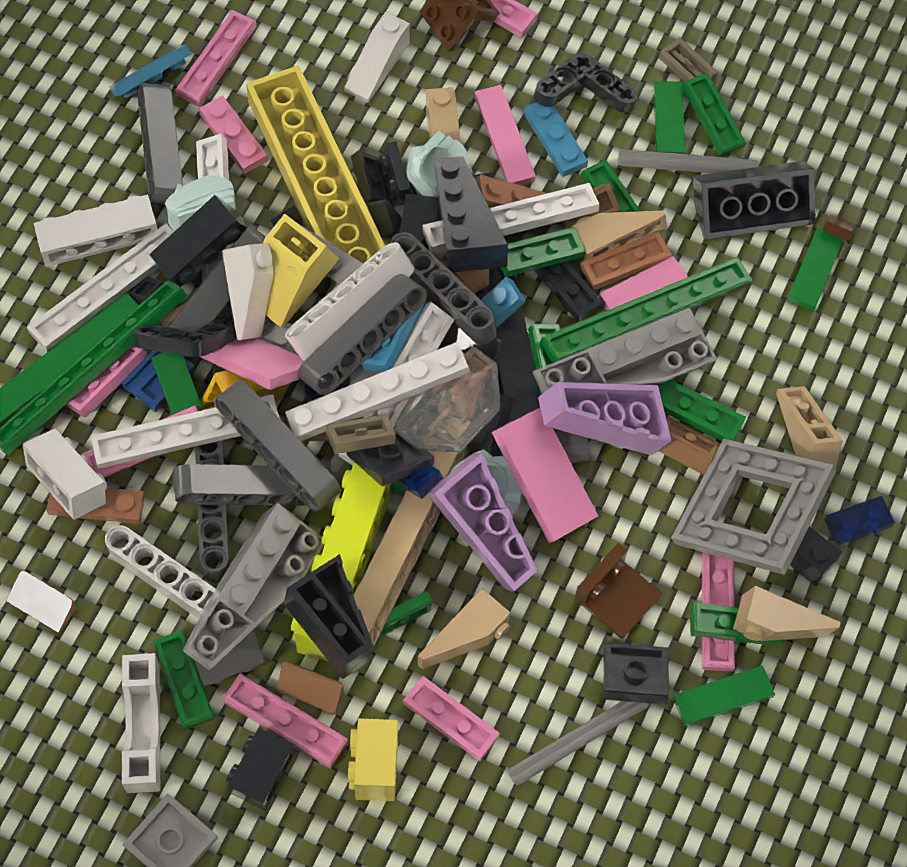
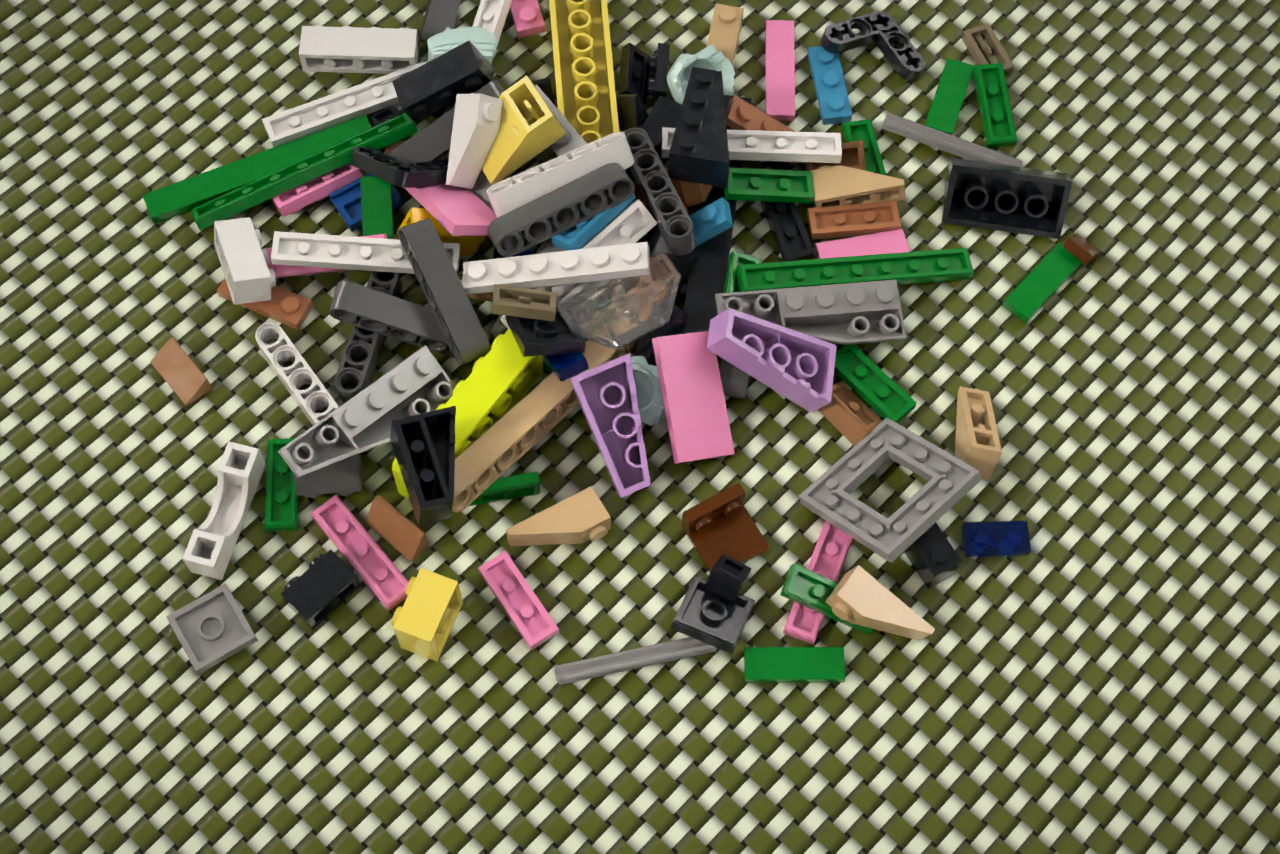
camera: 20 degrees right, 0 degrees up
(636, 634) = (727, 577): none -> black slope

